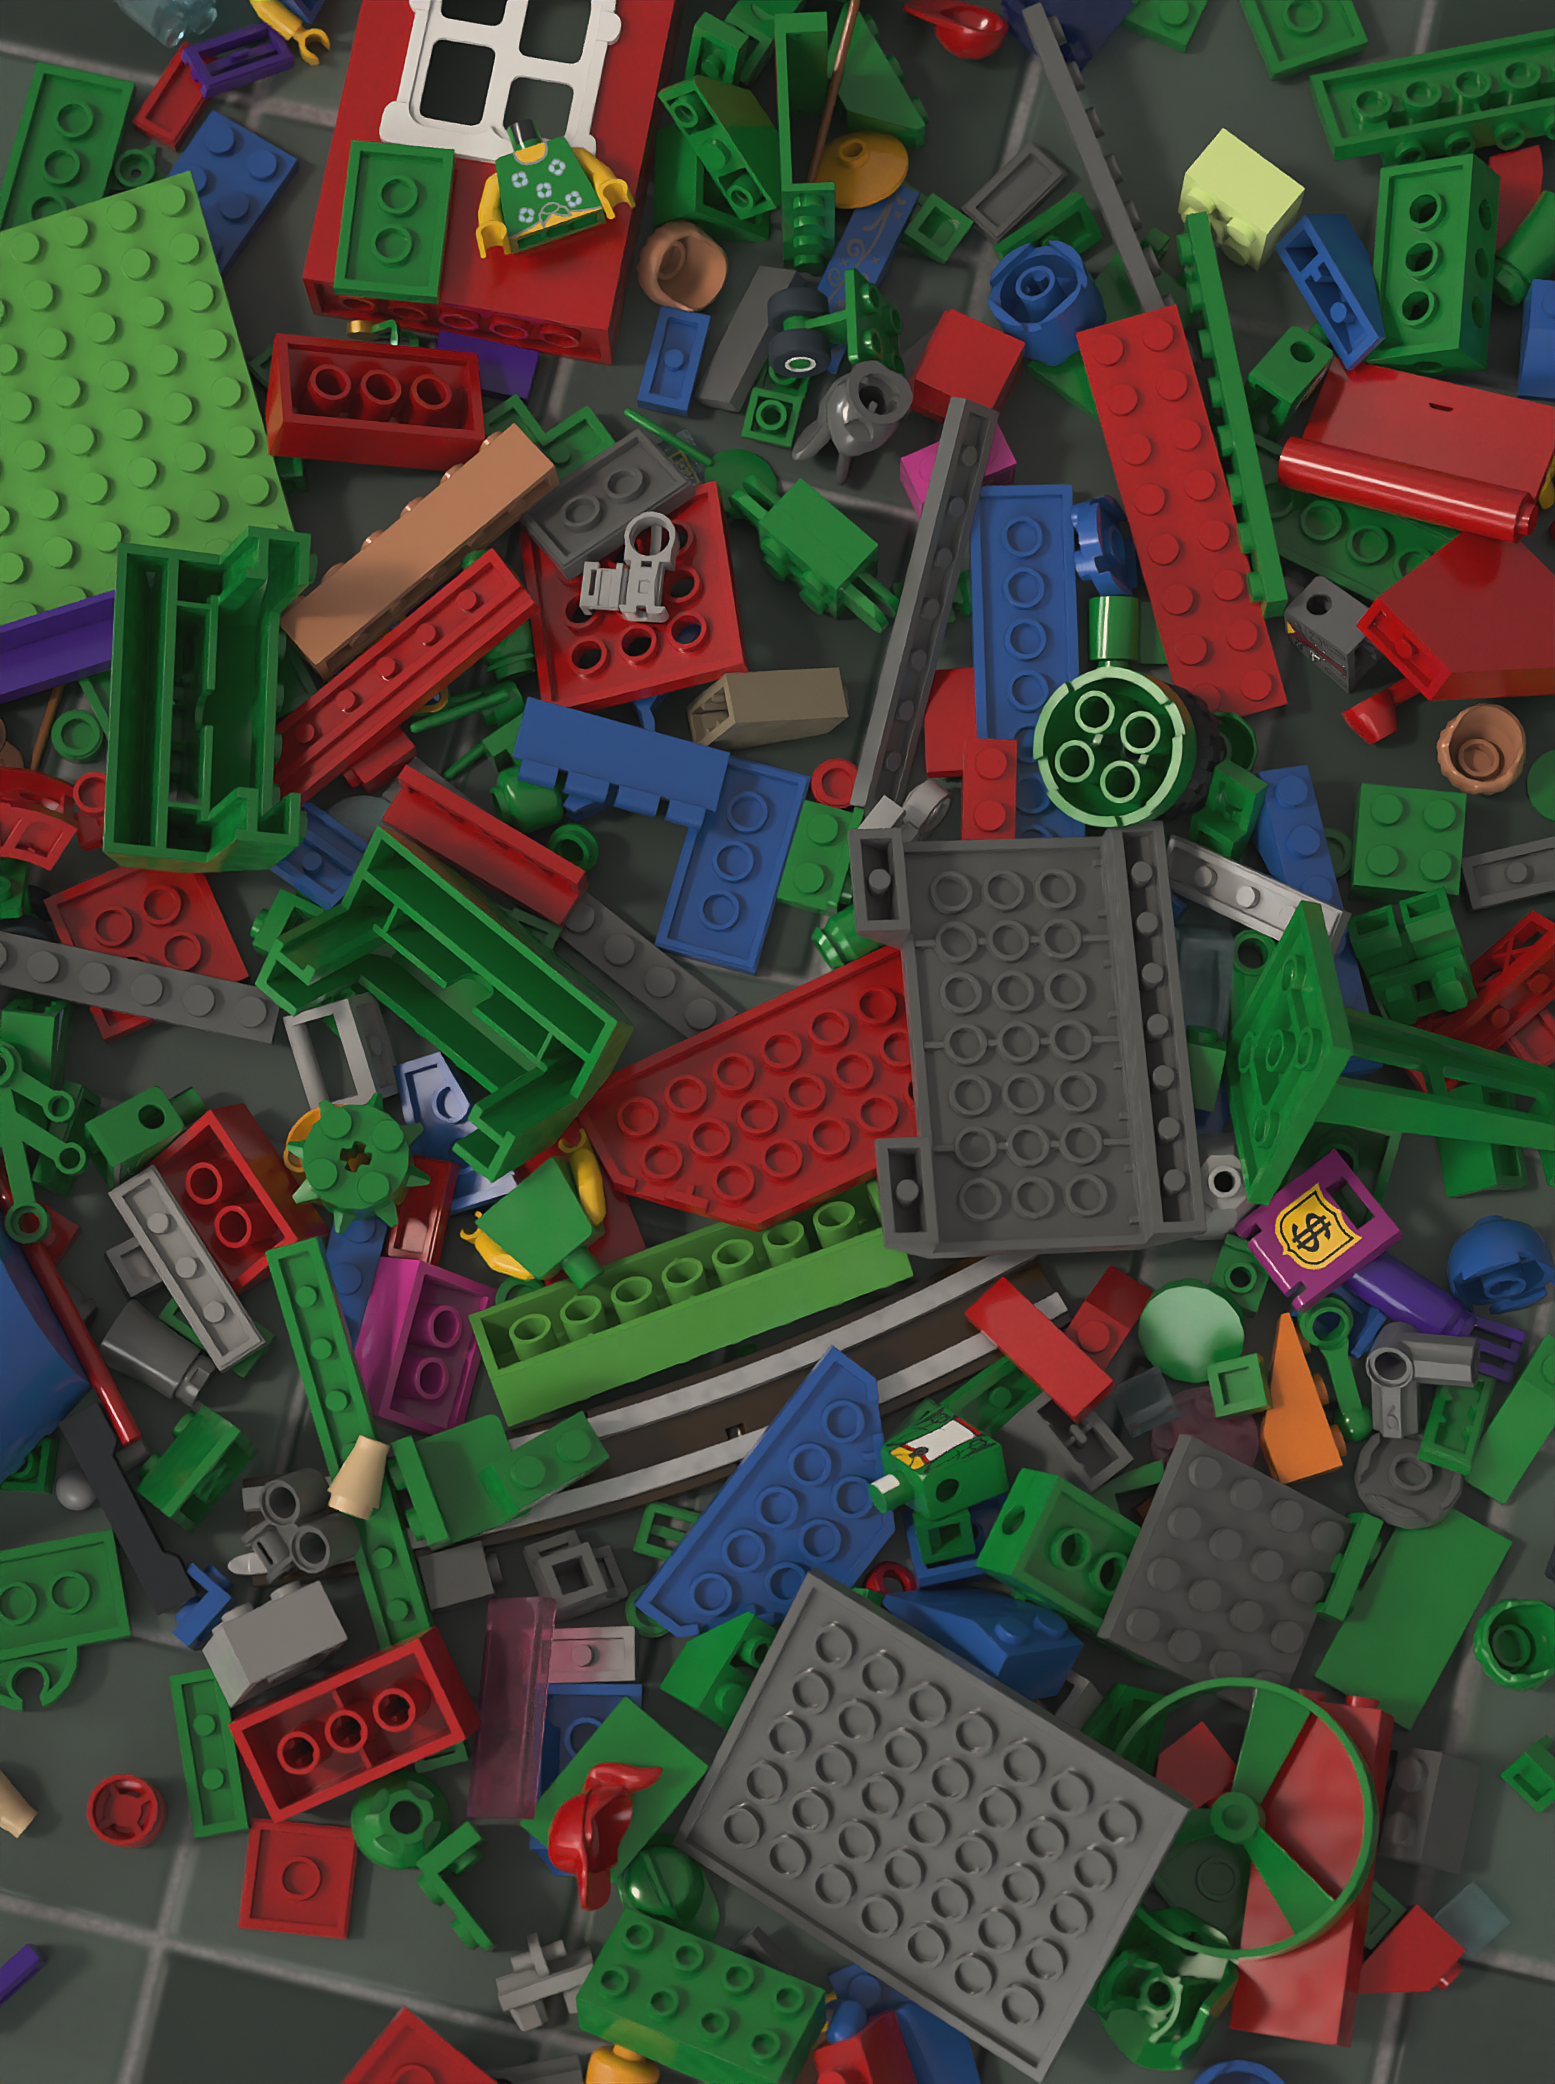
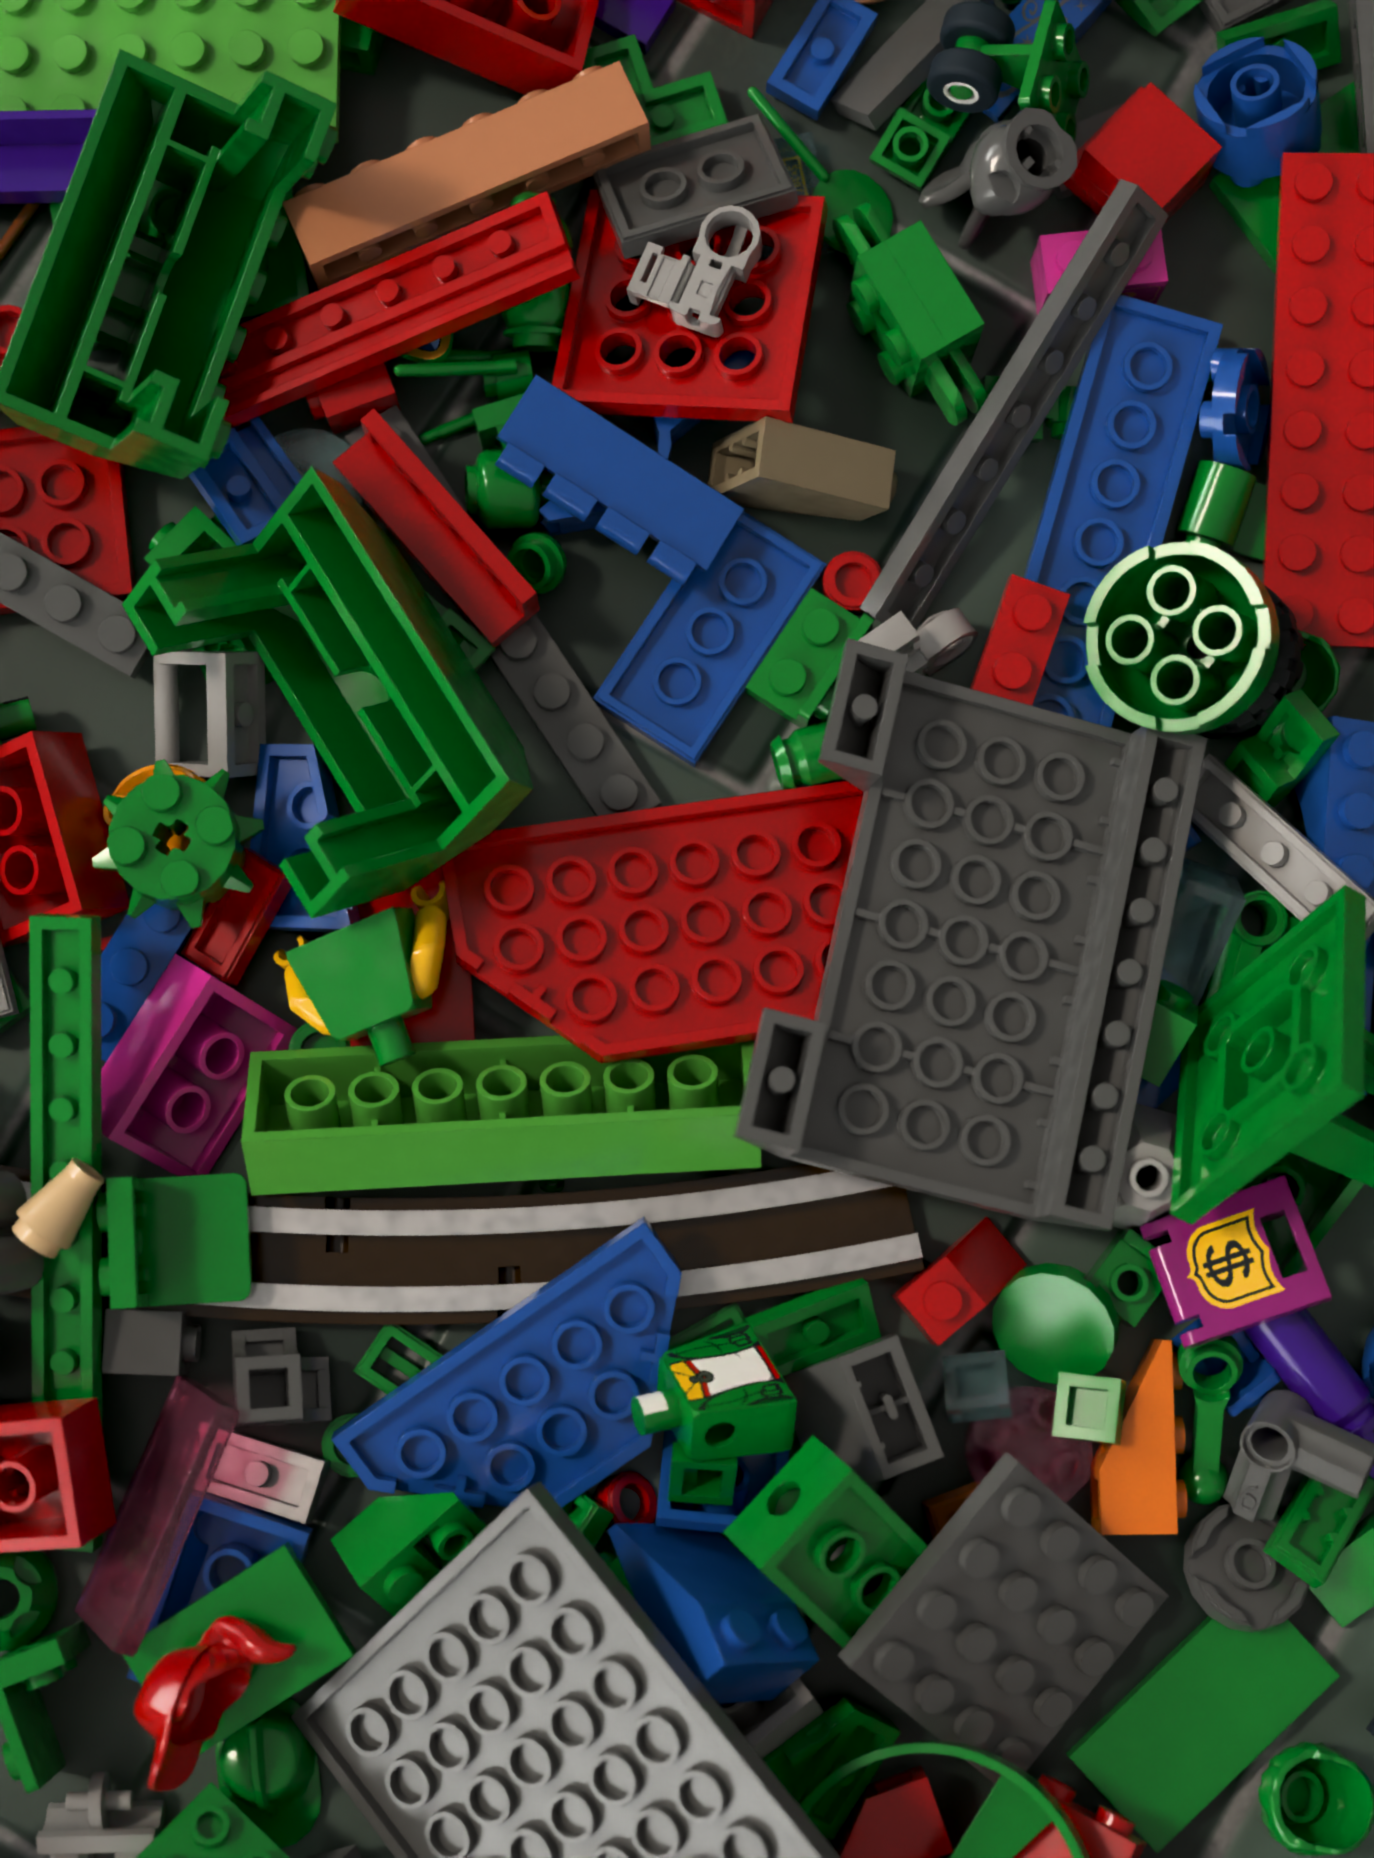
camera: 10 degrees right, 5 degrees up
(78, 736) = (21, 263): green tile -> none
(543, 1466) = (274, 1256): green brick -> none
(948, 721) = (999, 549): red slope -> none
(1040, 1349) = (877, 1299): red tile -> none
(1130, 1483) = (938, 1473): green slope -> none
(1349, 1566) = (1148, 1649): green plate -> none

